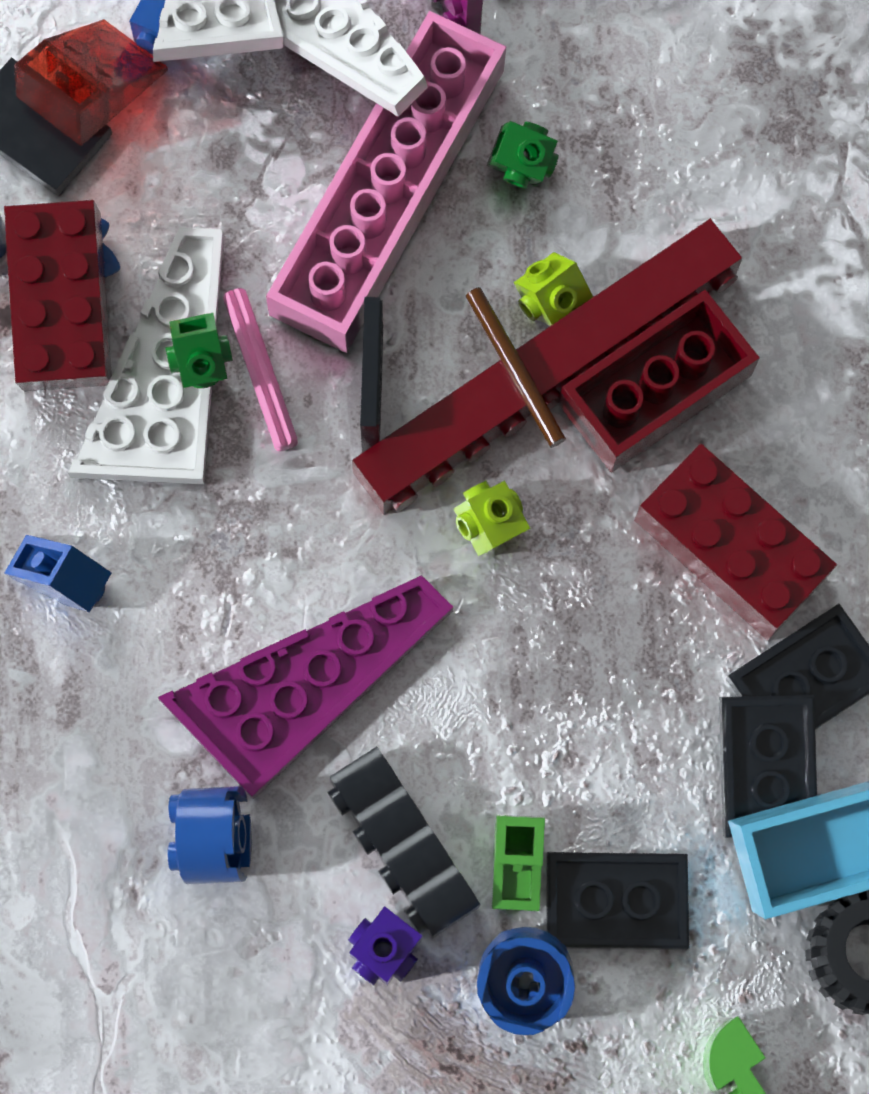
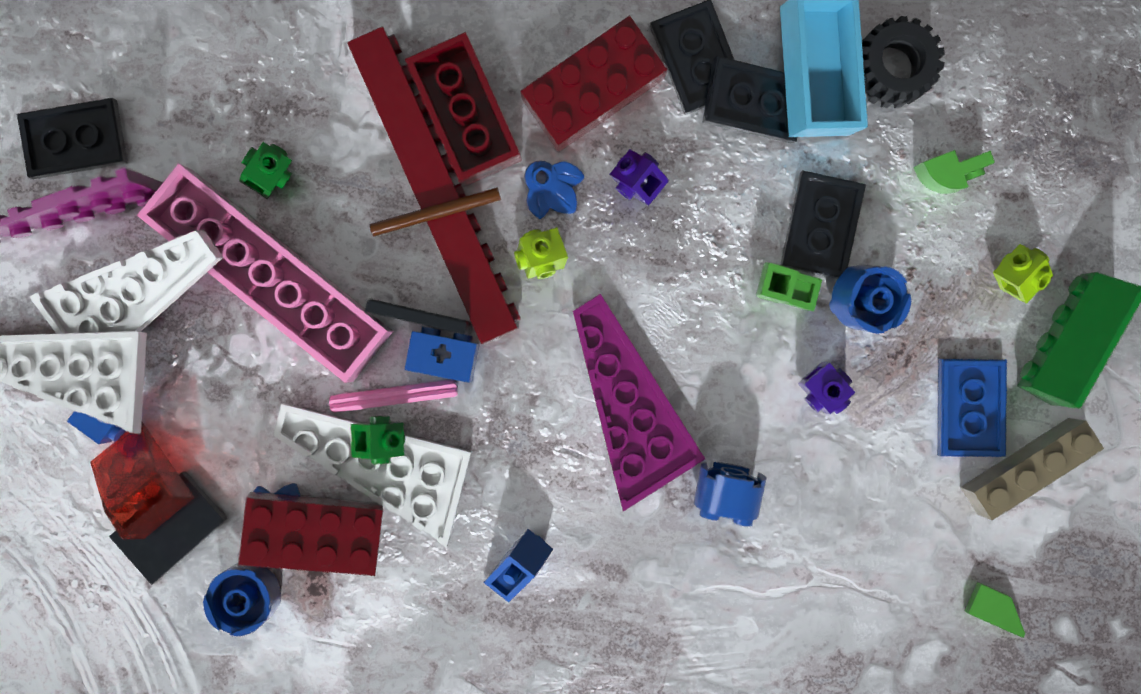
camera: 70 degrees left, 15 degrees up
(322, 393) = (422, 356): none -> blue brick
(404, 842) = (758, 361): black brick -> none
(552, 289) = (378, 171): lime brick -> none
(581, 525) = (555, 191): none -> blue plate
(623, 624) = (639, 177): none -> dark purple brick

